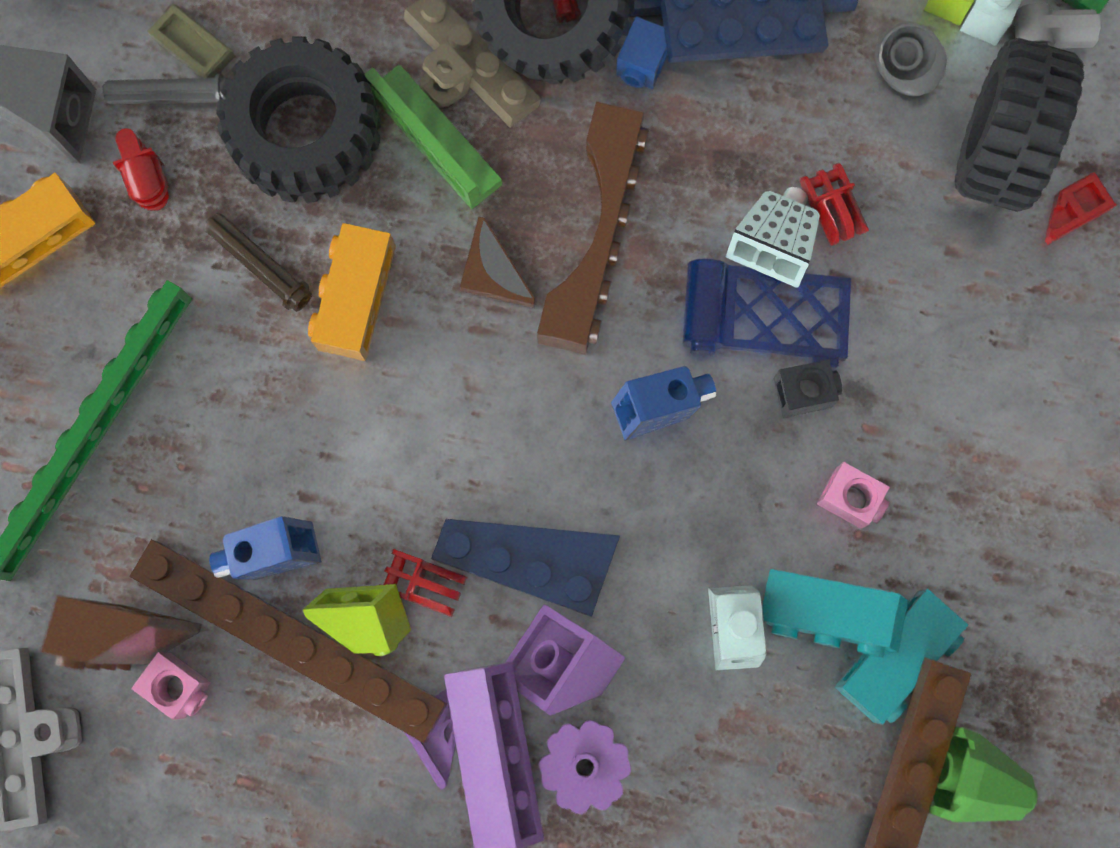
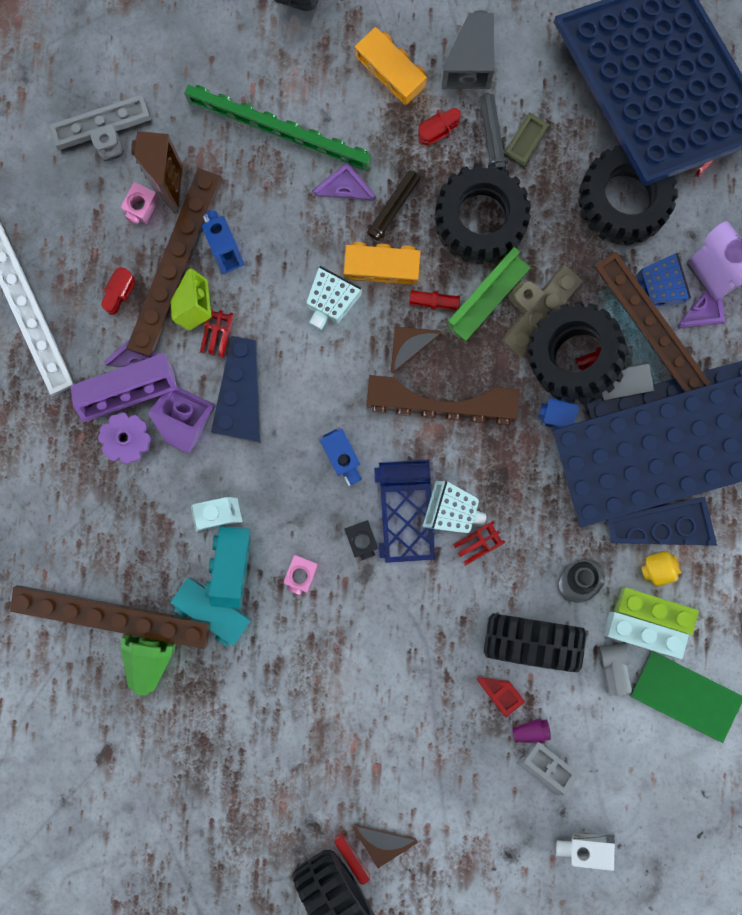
camera: 80 degrees right, 5 degrees up
(208, 334) = (344, 184): none -> medium lavender tile
(317, 745) = (117, 290): none -> red arm
(394, 382) = (331, 297): none -> light aqua torso
(427, 218) = (434, 300): none -> red pin

